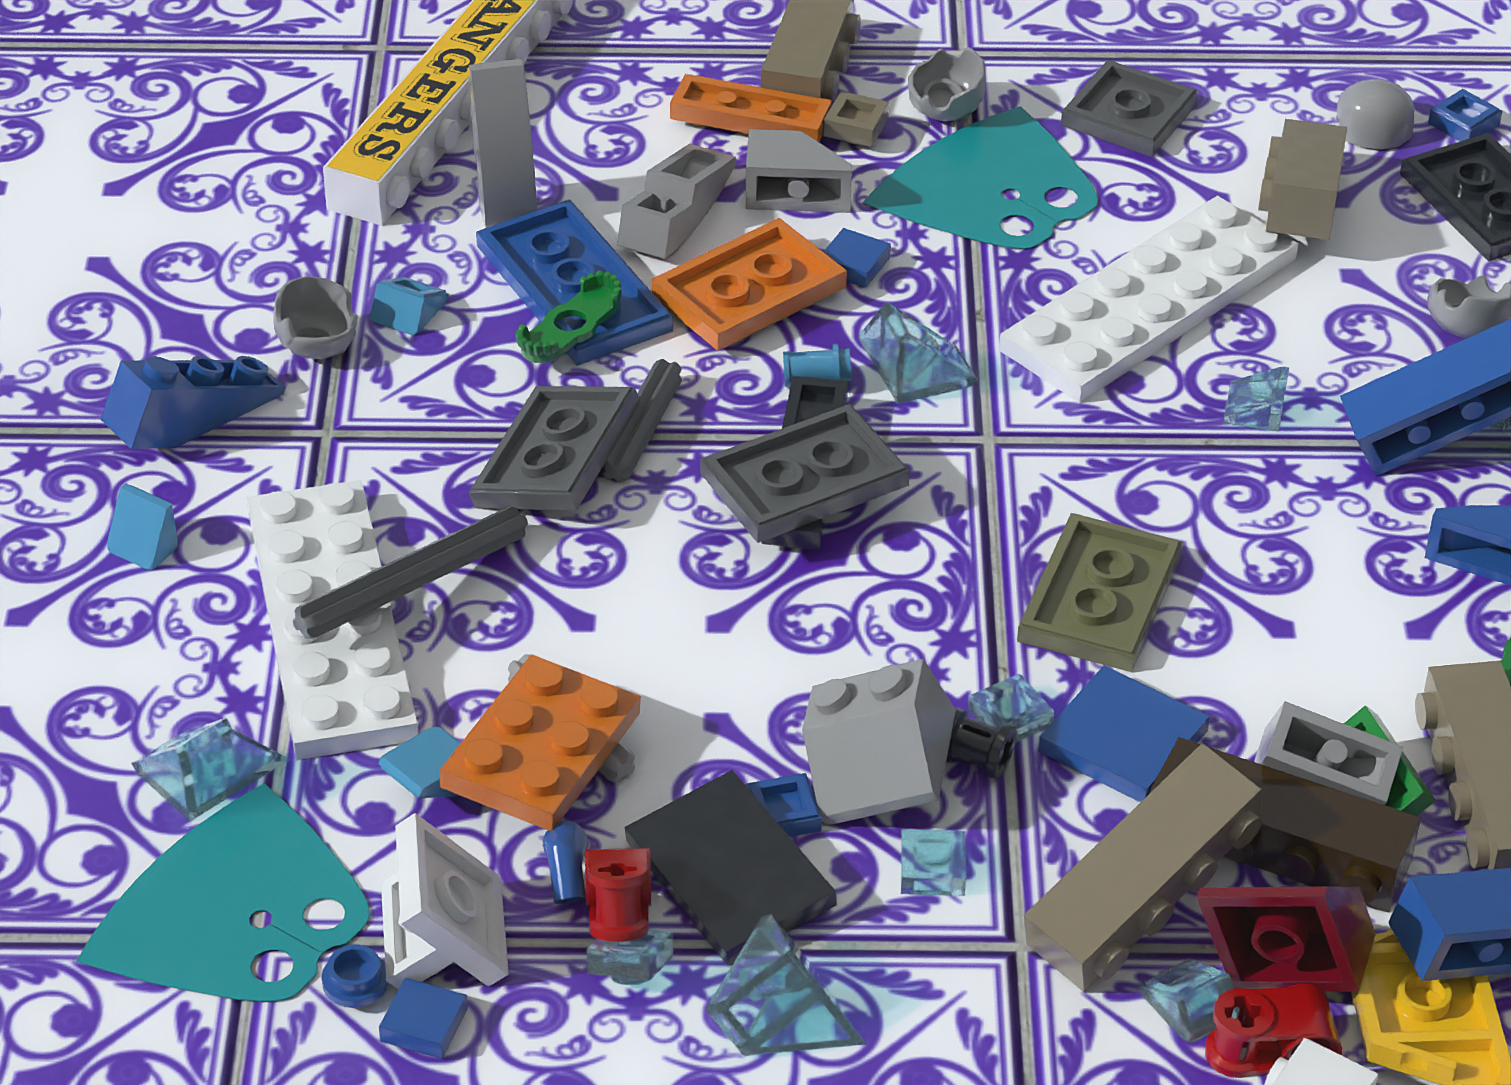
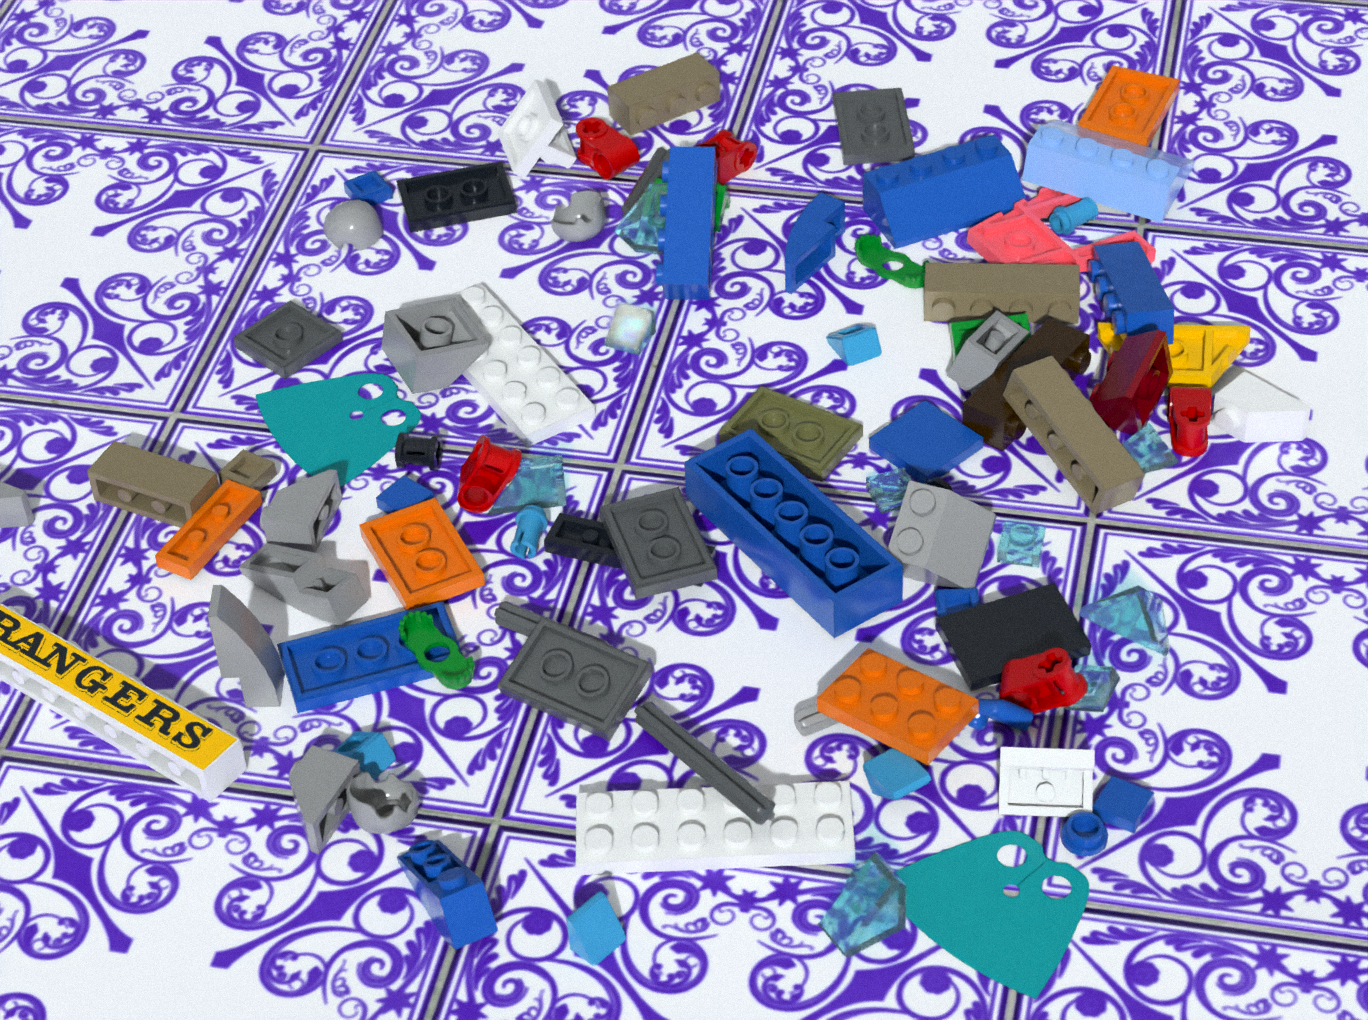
camera: 75 degrees left, 0 degrees up
(333, 255) = (320, 793): none -> light grey slope
(857, 595) = (794, 533): none -> blue brick
(890, 281) = (486, 474): none -> red piece
(938, 254) = (419, 451): none -> black bush
(948, 85) = (236, 414): light grey hair -> none
(1129, 205) = (431, 343): none -> light grey slope
(1303, 178) = (429, 259): dark tan brick -> none
(1324, 633) = (855, 344): none -> dark azure slope

